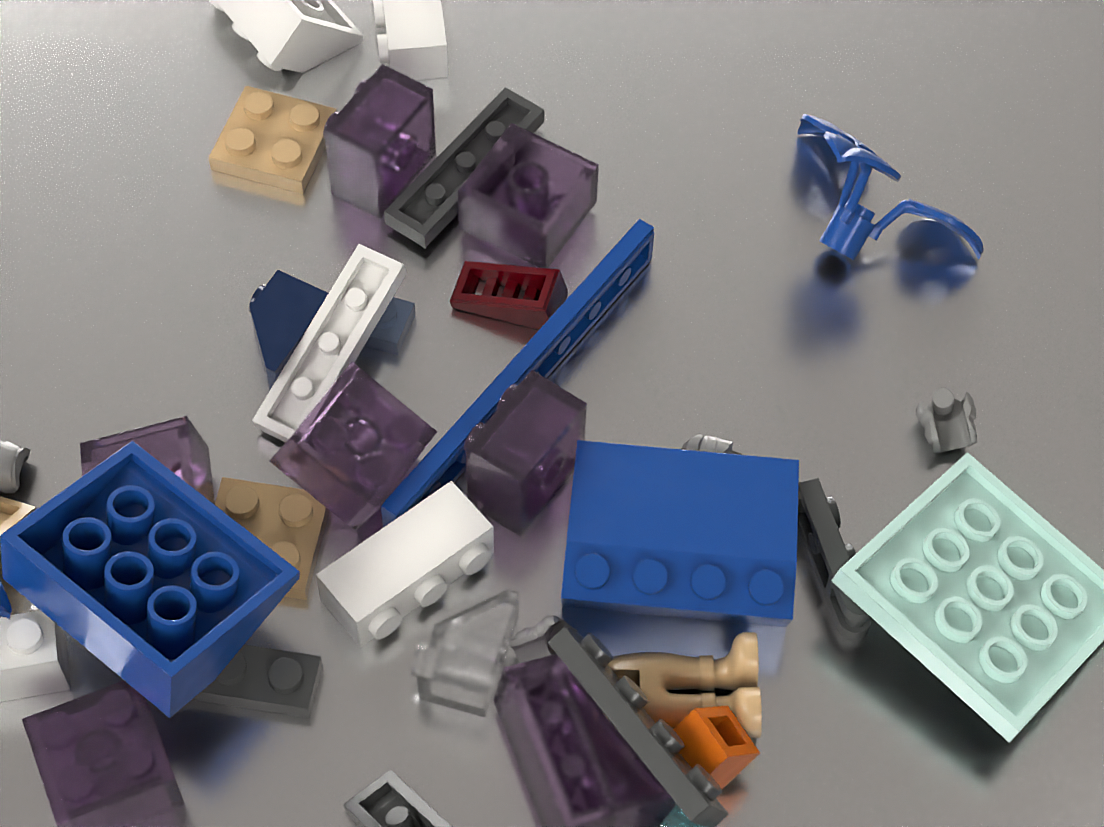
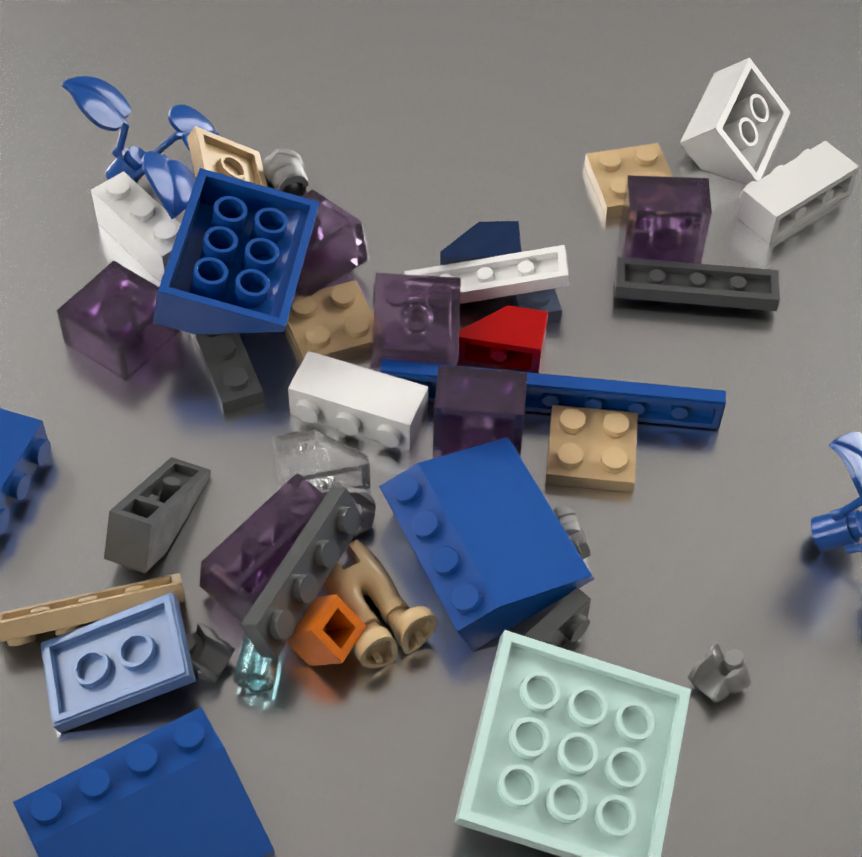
camera: 60 degrees right, 5 degrees down
(430, 366) = (505, 340): none -> red slope
(528, 196) = (694, 323): clear purple brick -> none
(543, 294) = (617, 360): dark red slope -> none
(615, 377) = (592, 448): none -> tan plate

